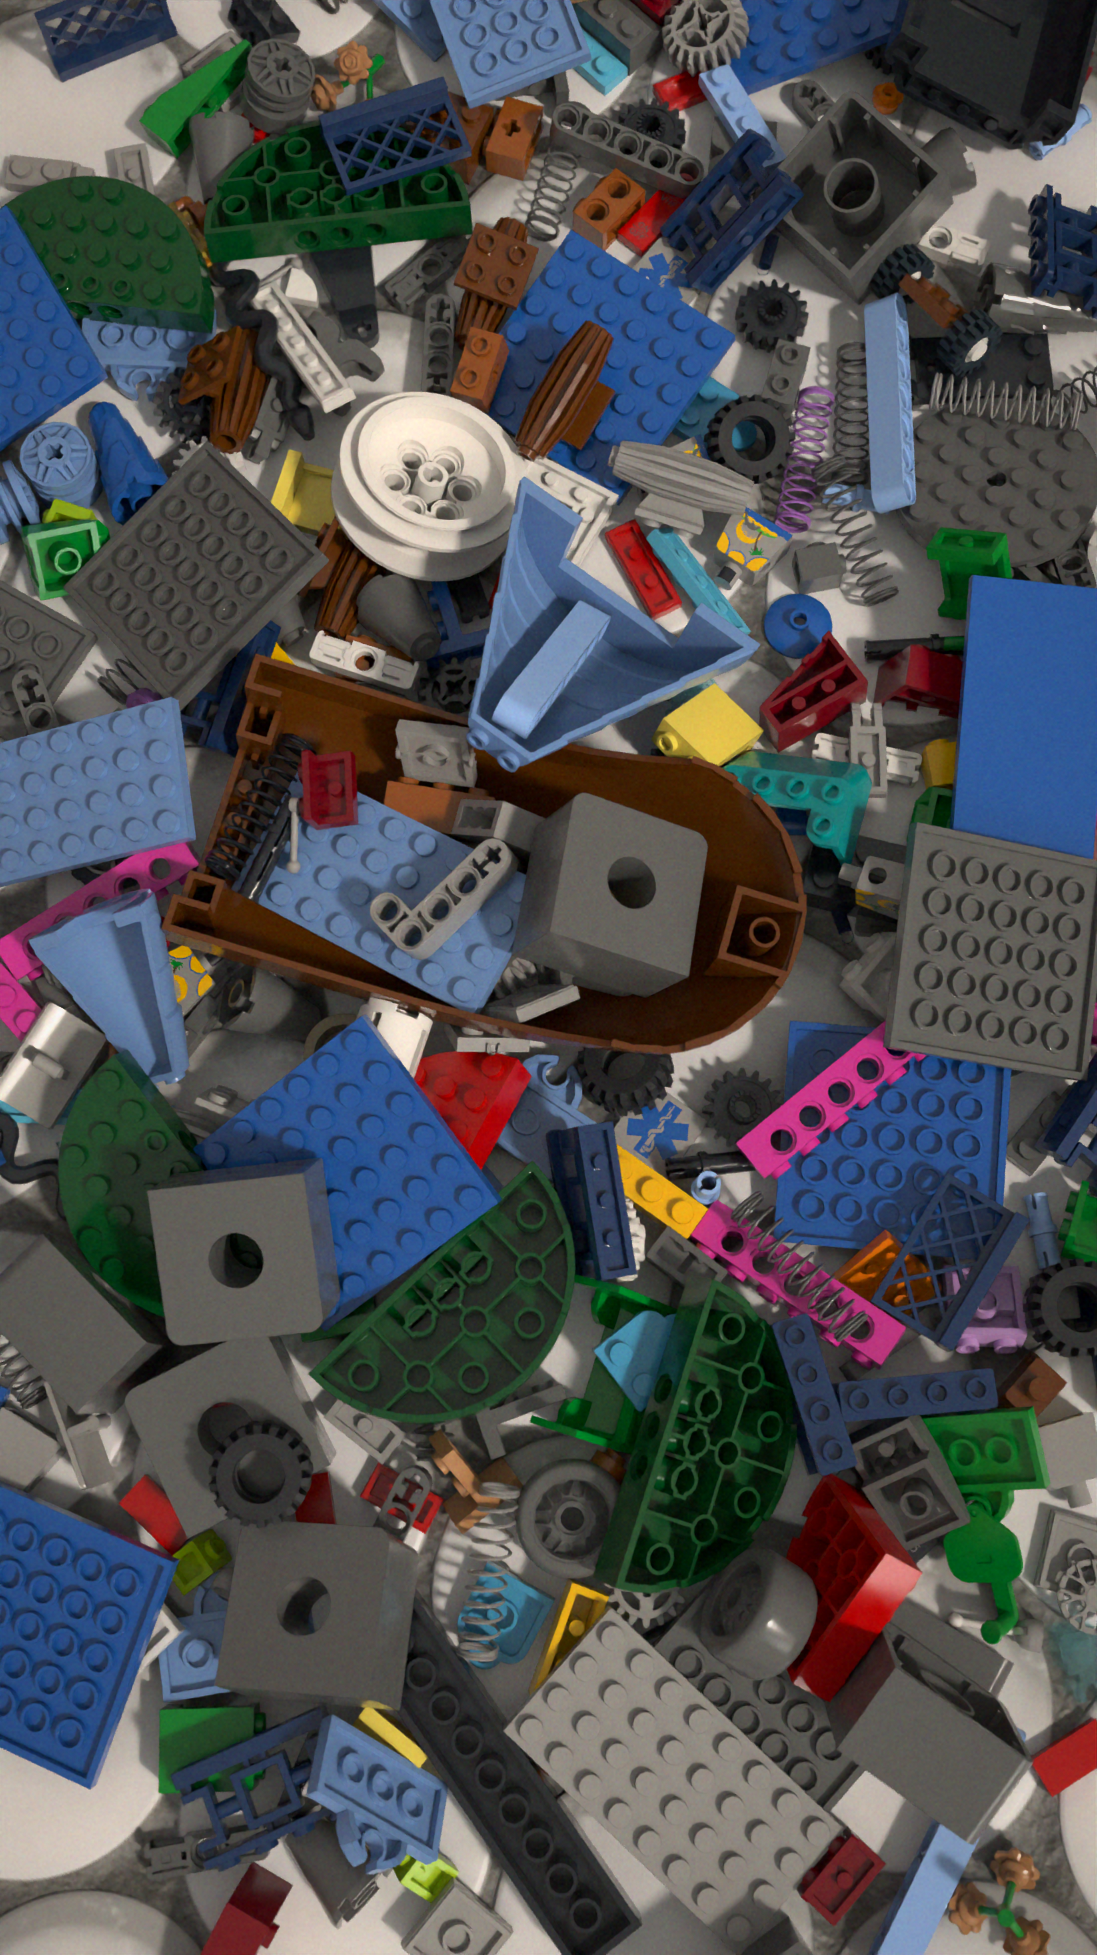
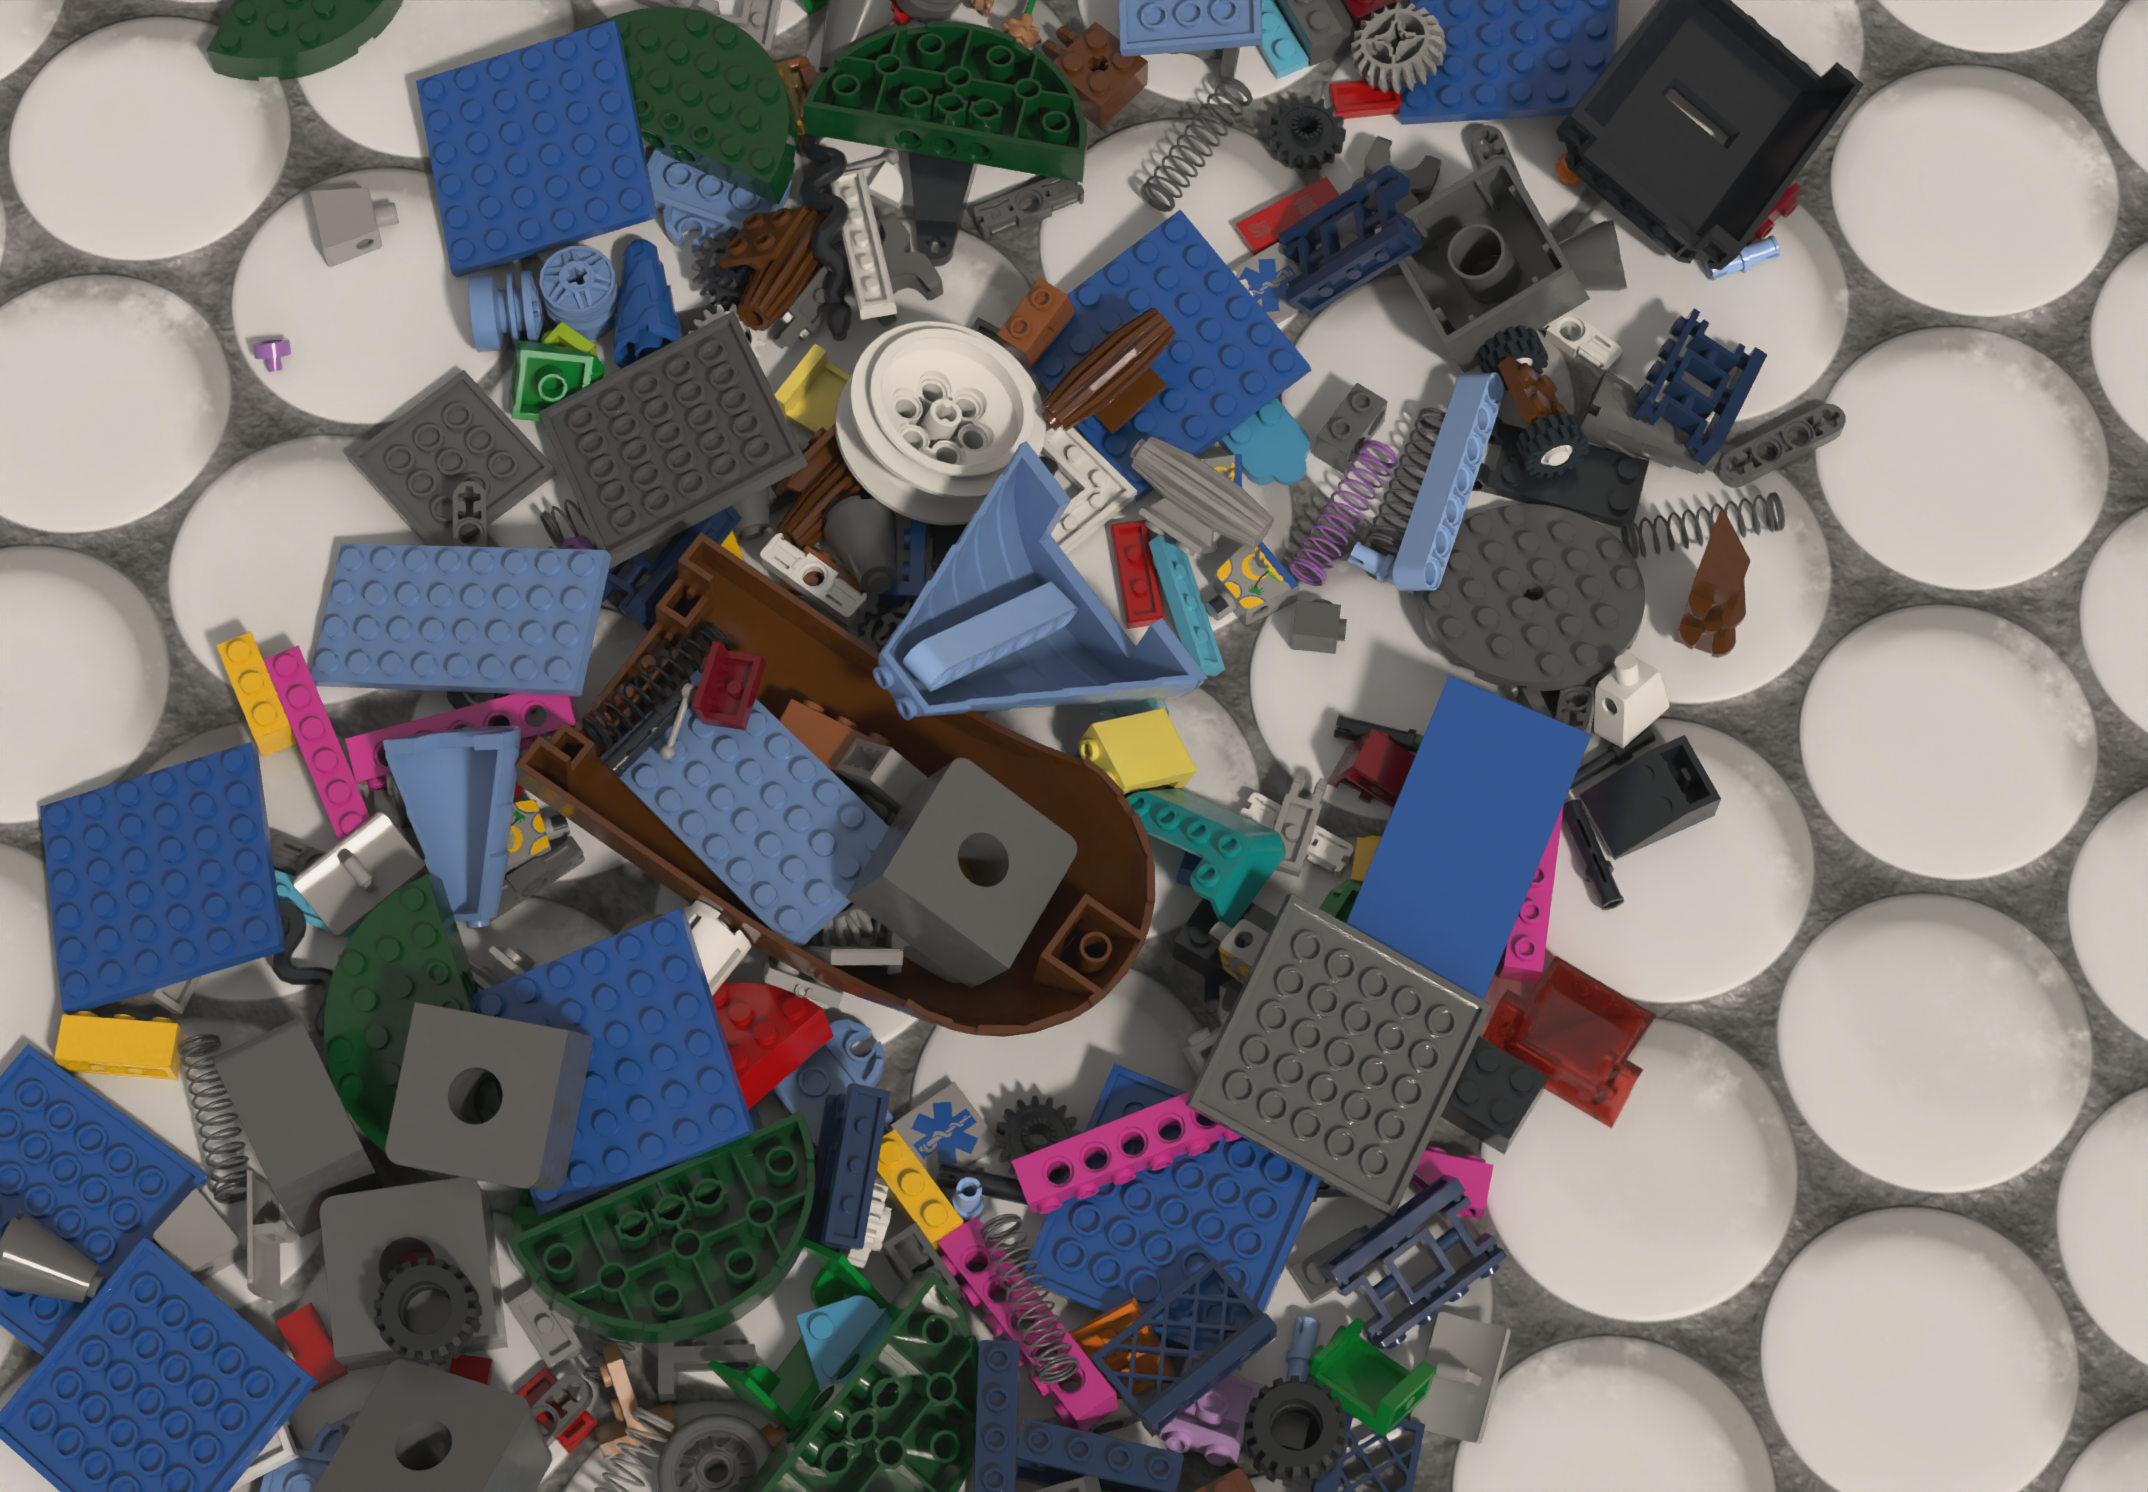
camera: 15 degrees right, 10 degrees down
(200, 1560) = (332, 1401): lime bracket -> none
(265, 1006) = (593, 883): dark grey cone -> none
(385, 115) = (1024, 37): dark blue fence -> none
(436, 753) = (846, 686): light grey plate -> none
(438, 352) = (1001, 290): dark grey beam -> none
(449, 894) = (807, 820): light grey beam -> none
(492, 275) = (1085, 231): reddish brown plate -> none
(513, 138) = (1162, 97): dark orange brick -> none
(609, 211) = (1237, 202): dark orange brick -> none
(618, 136) = (1260, 130): dark grey beam -> none
(627, 1093) = (935, 1083): black tyre -> none
(737, 110) = (1402, 143): light blue plate -> none
(756, 313) = (1369, 341): black gear -> none
(768, 252) = (1387, 290): dark blue piece -> none
(771, 423) = (1290, 443): black tyre -> none
(793, 639) = (1274, 694): blue dish -> none
(812, 695) = (1259, 752): dark red wedge -> none
(825, 468) = (1368, 674): dark grey piece -> none
(936, 388) = (1497, 497): light grey piece -> none
(963, 555) = (1466, 658): green panel -> none

